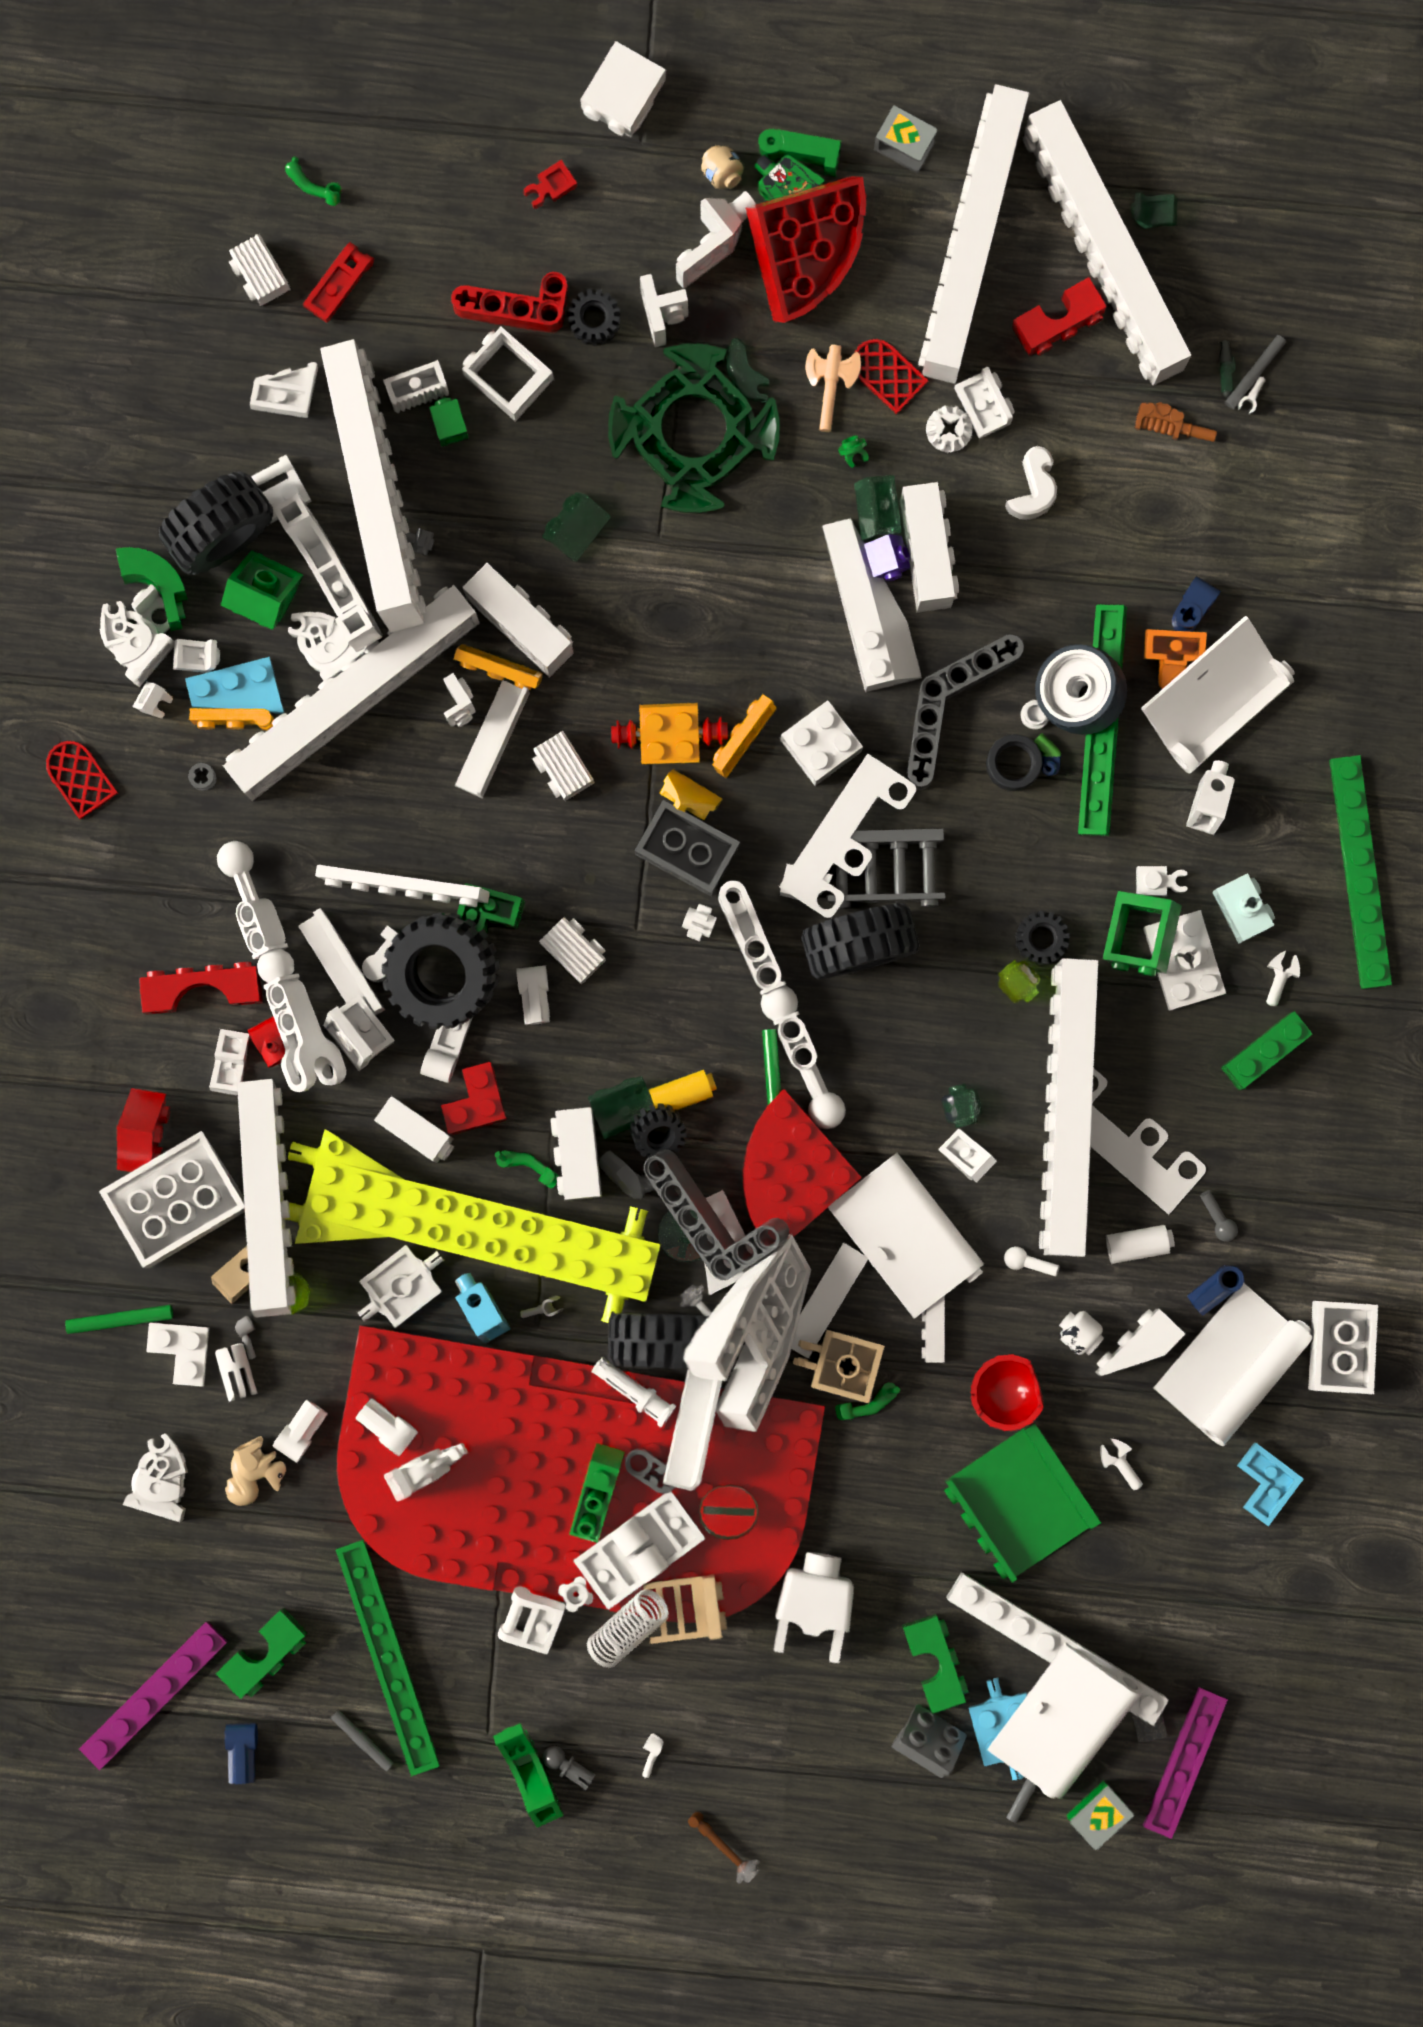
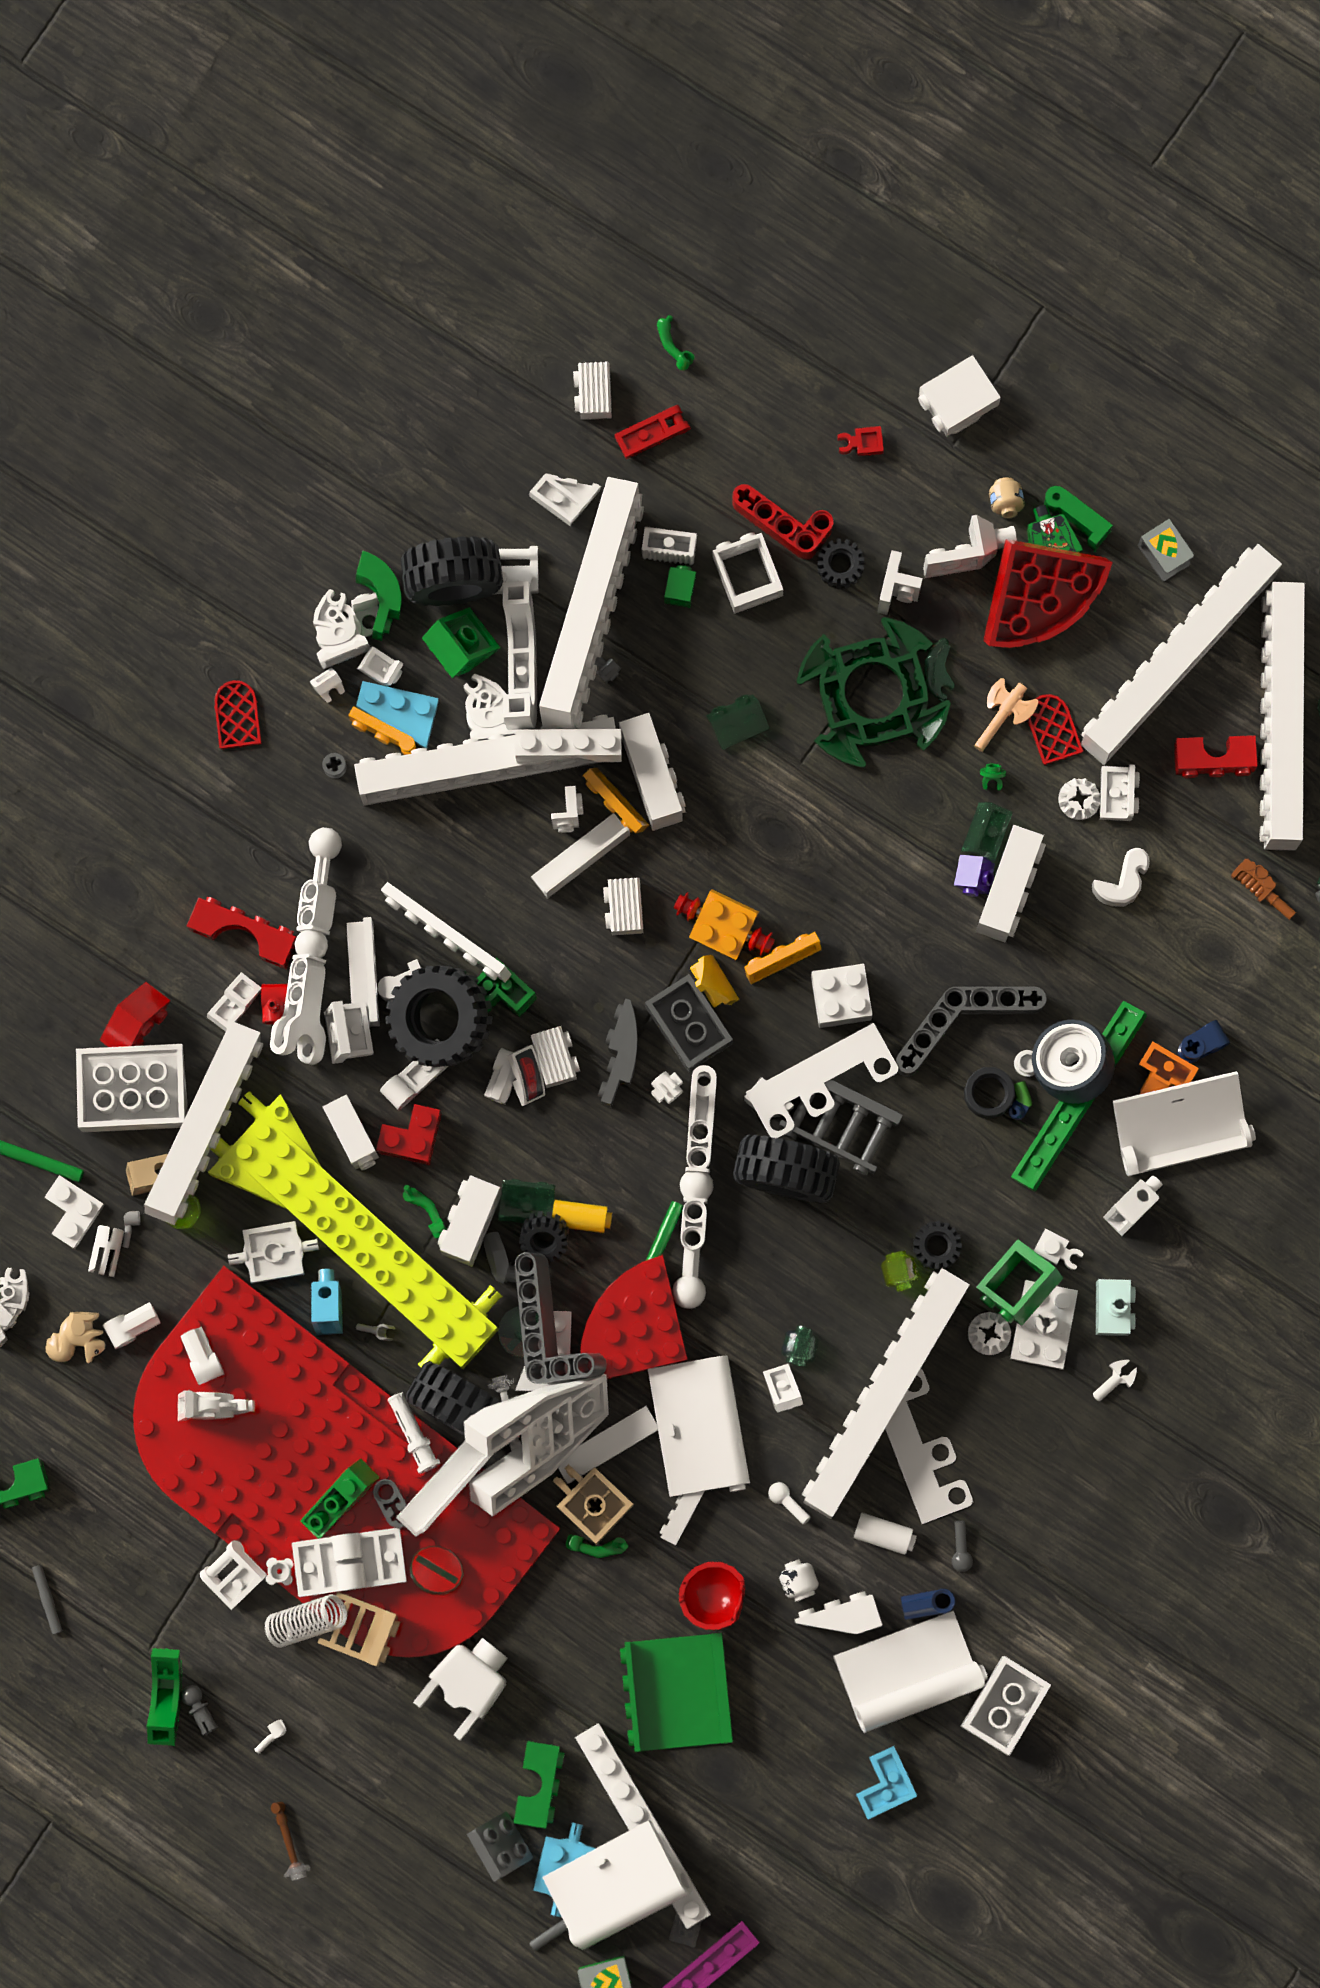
camera: 30 degrees right, 5 degrees down
(387, 1657) = (103, 1543): green plate -> none
(410, 642) = (547, 744): none -> white arch
(557, 980) = (528, 1074): none -> slope
(633, 900) = (624, 1044): none -> dark grey slope
(872, 614) = (938, 915): white wedge -> none
(1121, 1463) = (776, 1707): white bar -> none
(1127, 1006) = (977, 1337): none -> white gear
(1266, 1050) = (1071, 1432): green brick -> none
(1360, 872) = (1225, 1329): green plate -> none

